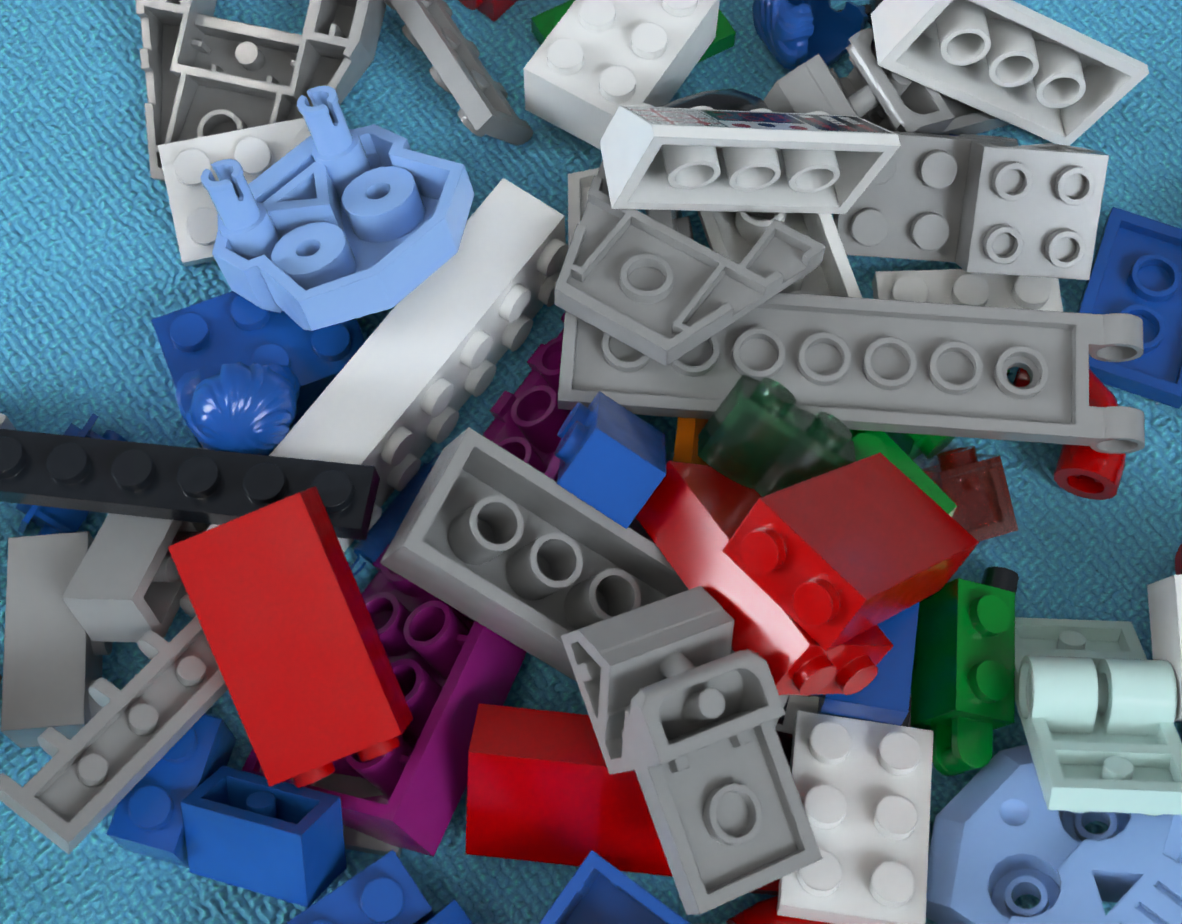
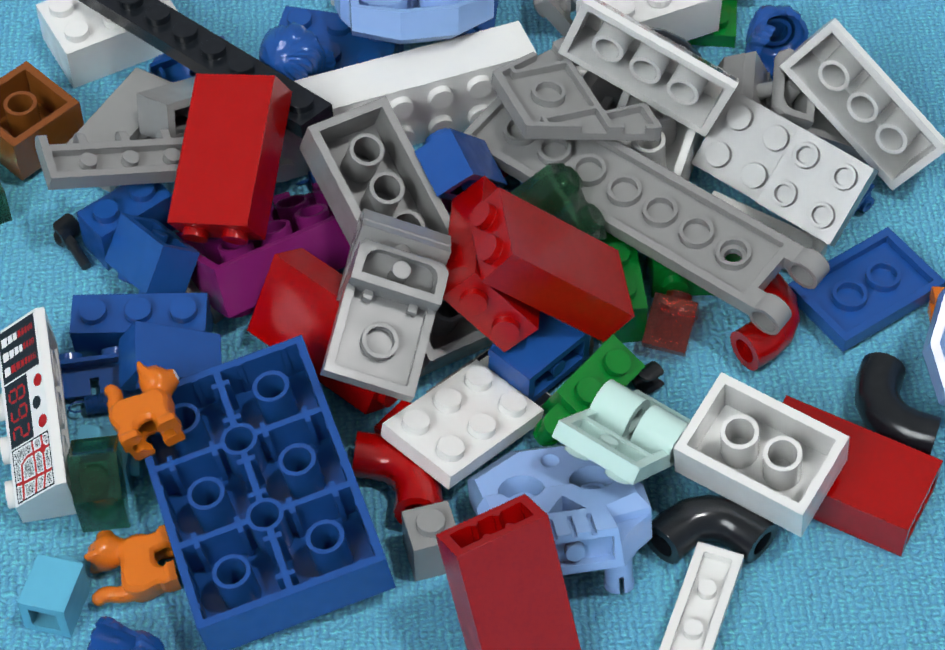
camera: 35 degrees right, 15 degrees down
(93, 857) = (66, 231): none -> black hand

